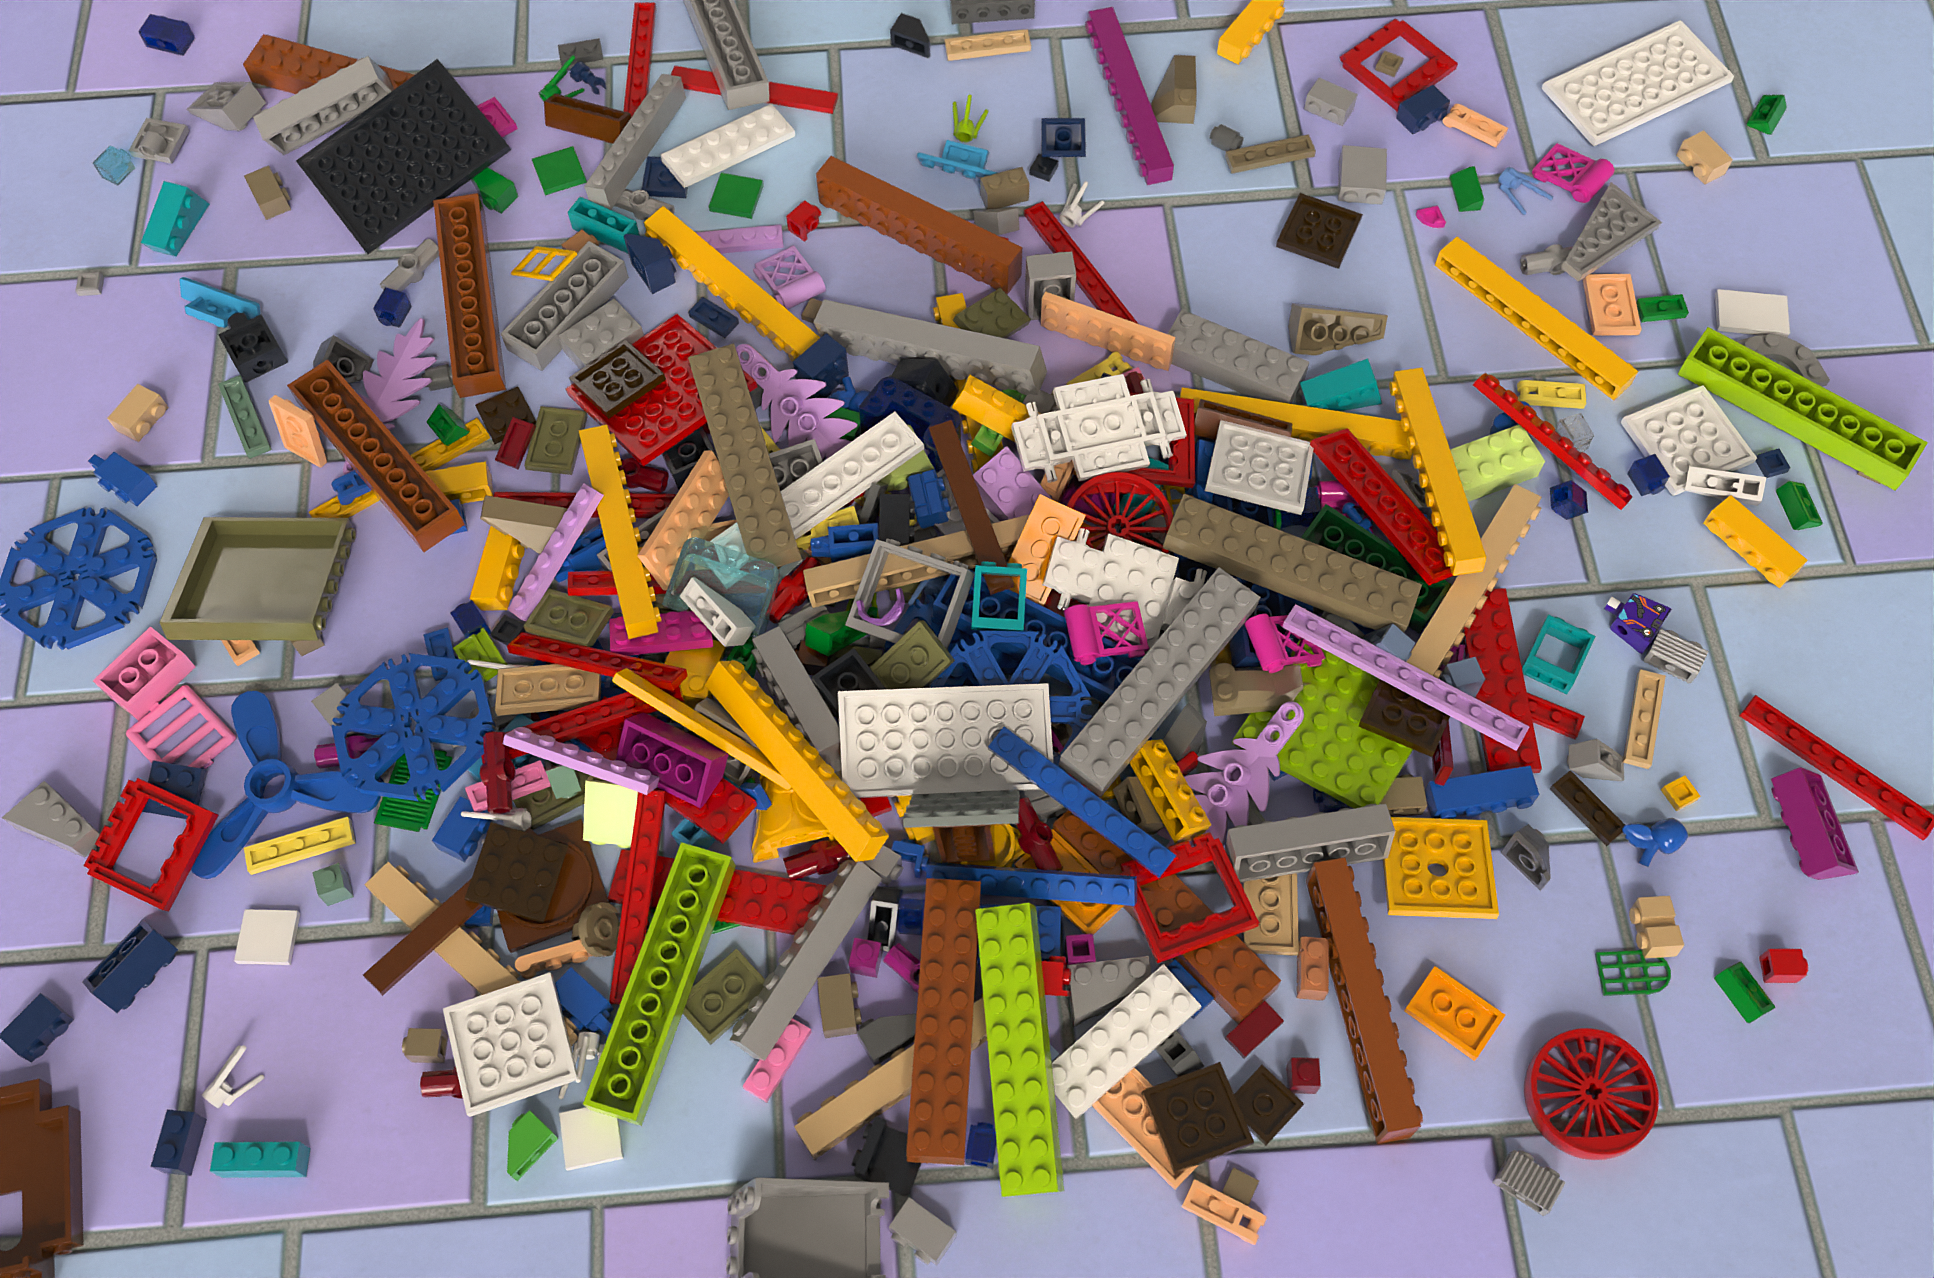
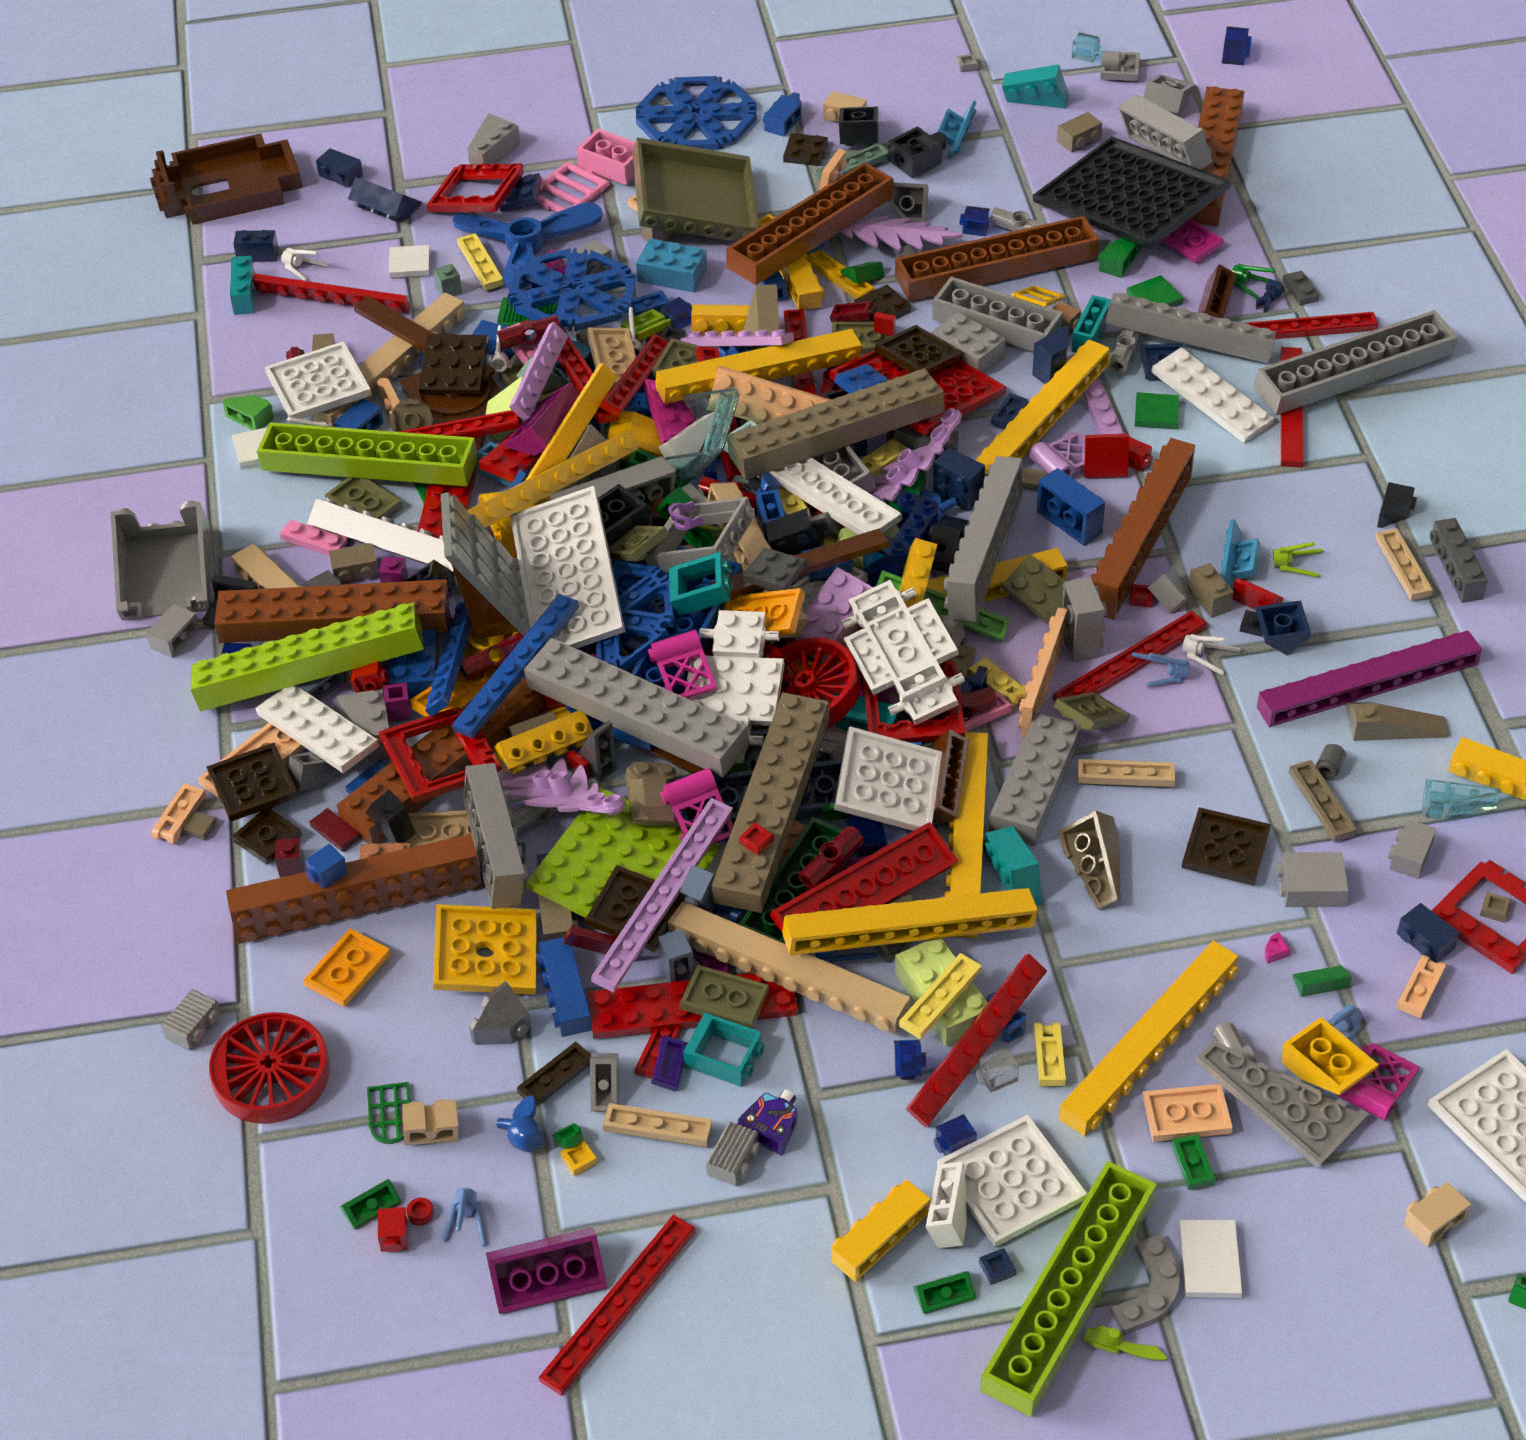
camera: 85 degrees right, 15 degrees down
(184, 397) = (859, 125): none -> black brick
(195, 464) = (805, 149): none -> dark brown plate
(308, 1049) = (327, 292): none -> red plate
(379, 620) = (671, 265): none -> dark azure brick
(553, 409) = (884, 323): none -> red tile
(673, 427) = (859, 378): none -> blue plate
(810, 238) = (1106, 455): none -> red tile
(813, 533) = (769, 482): none -> blue tile
(880, 277) = (1070, 506): none -> blue brick
(986, 526) = (774, 570): none -> dark grey plate
(1014, 156) = (1253, 595): none -> red panel
(1100, 232) = (1175, 667): none -> medium blue plant
(1161, 300) = (1091, 711): none -> olive plate
(1227, 289) = (1126, 772): none -> tan plate
(1272, 955) = (391, 818): none -> black slope
(1278, 65) = (1453, 800): none -> clear light blue slope
(1361, 575) = (756, 838): none -> red tile
(1370, 1013) = (326, 866): none -> blue brick
(1375, 532) = (831, 857): none -> dark red piece
(1504, 644) = (724, 996): none -> olive tile
(1522, 455) = (940, 996): none -> light yellow plate
(1567, 194) = (1326, 1058): none -> yellow slope
(1572, 703) = (669, 1063): none -> dark purple tile
(1661, 798) = (568, 1136): none -> green tile
(1748, 896) = (464, 1205): none -> medium blue plant
(1751, 942) = (420, 1211): none -> red tile
(1843, 375) = (1112, 1341): none -> lime piece

